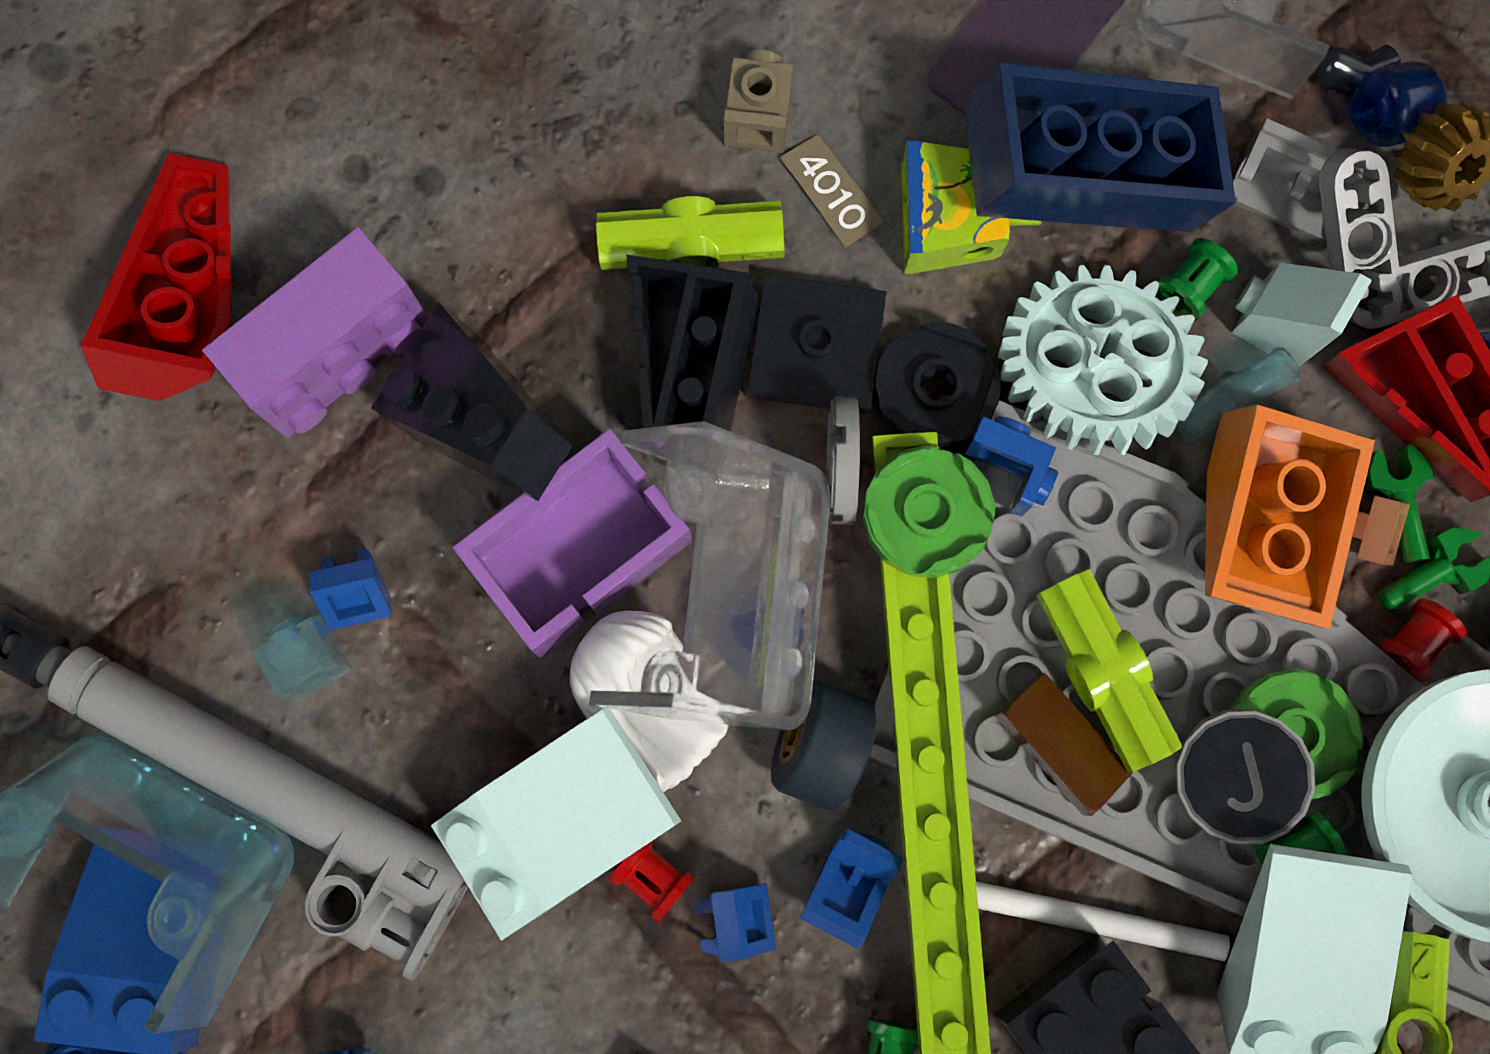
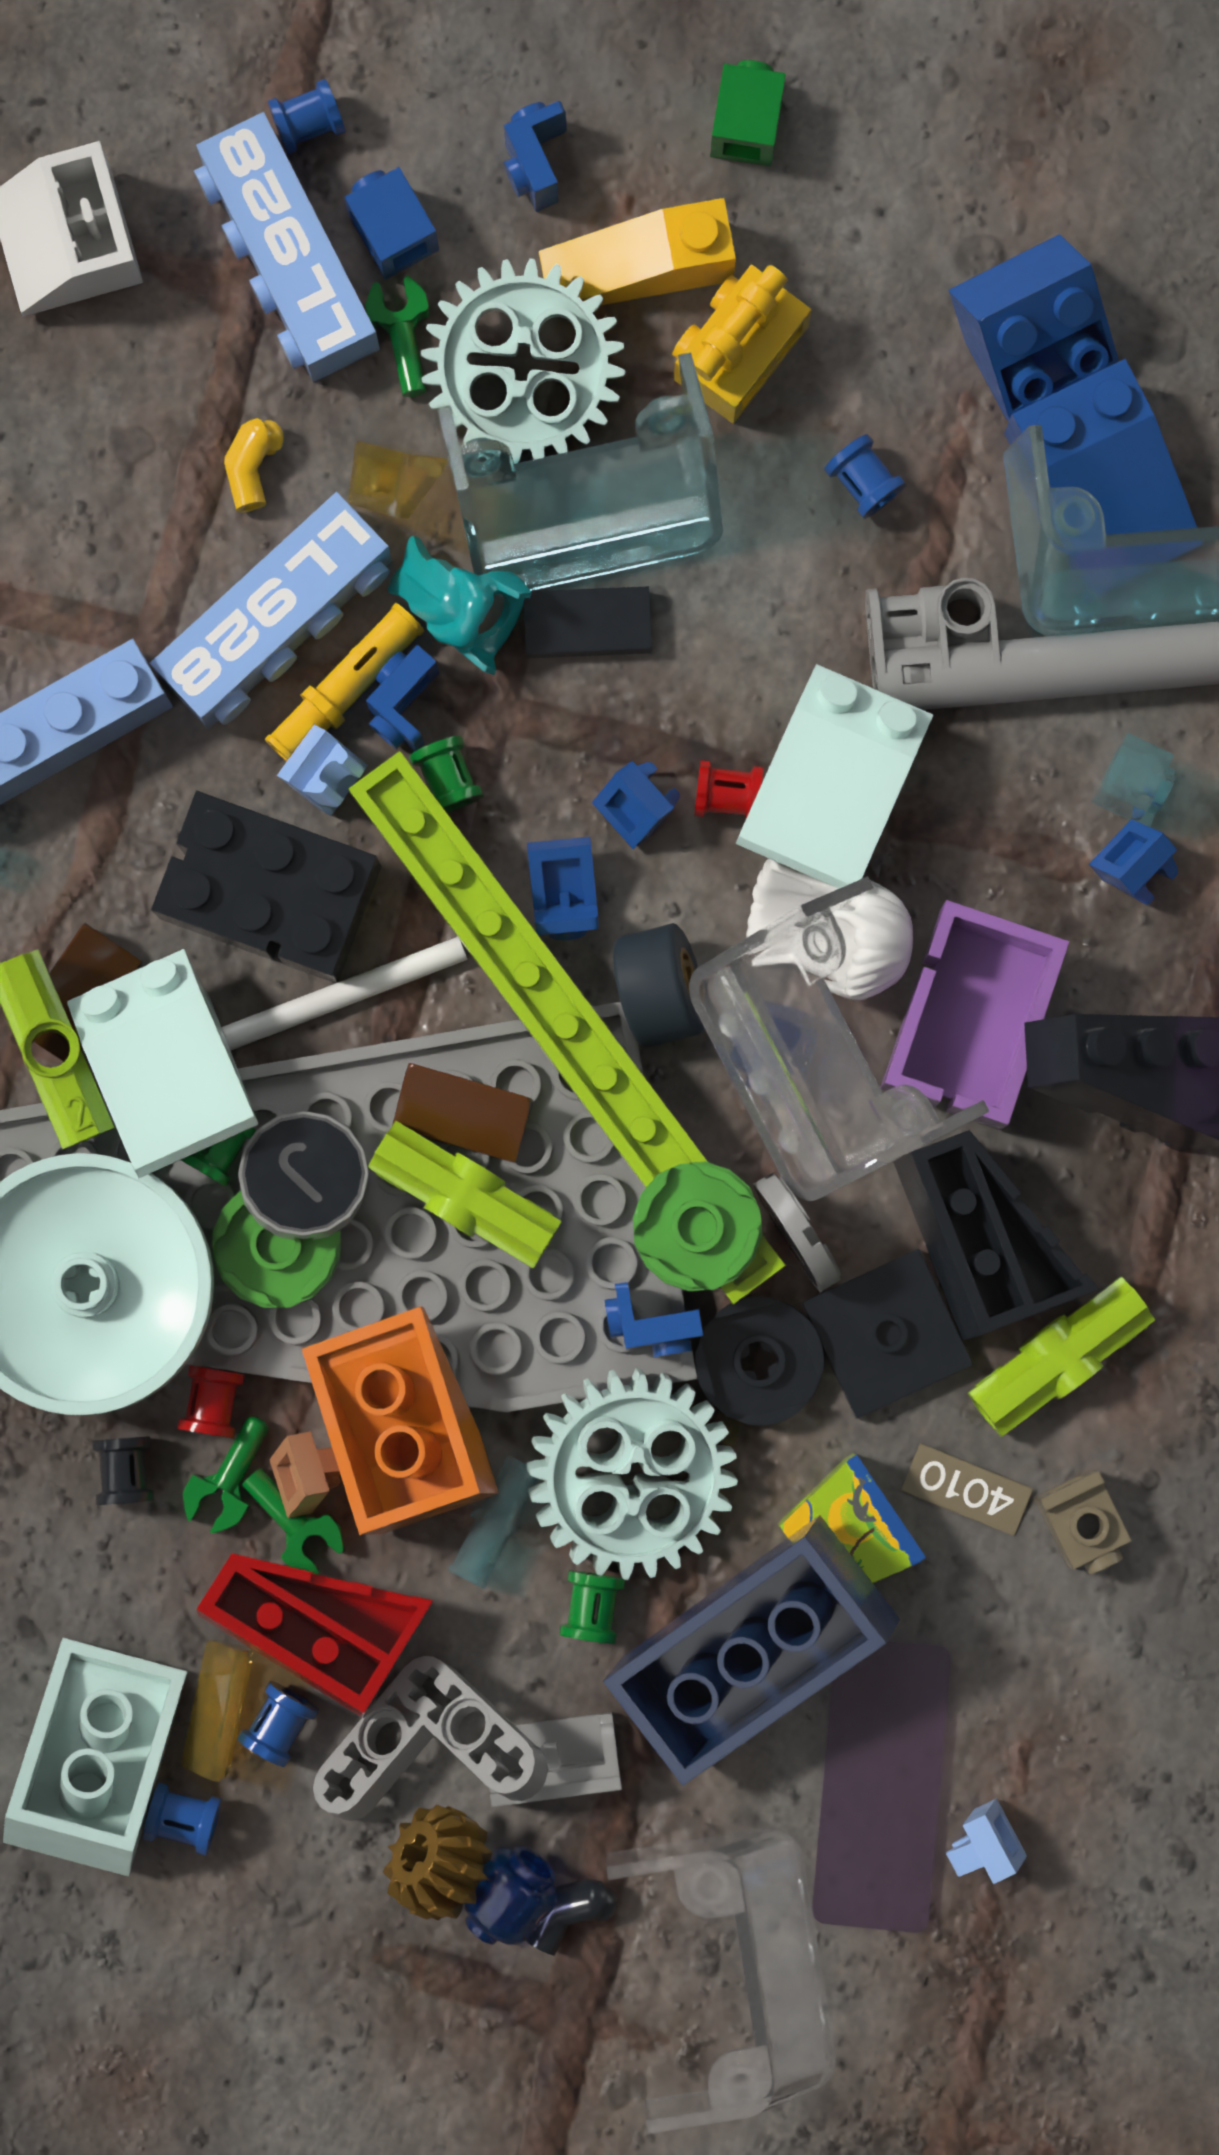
camera: 150 degrees right, 5 degrees up
(1298, 308) = (492, 1624): light aqua slope -> none

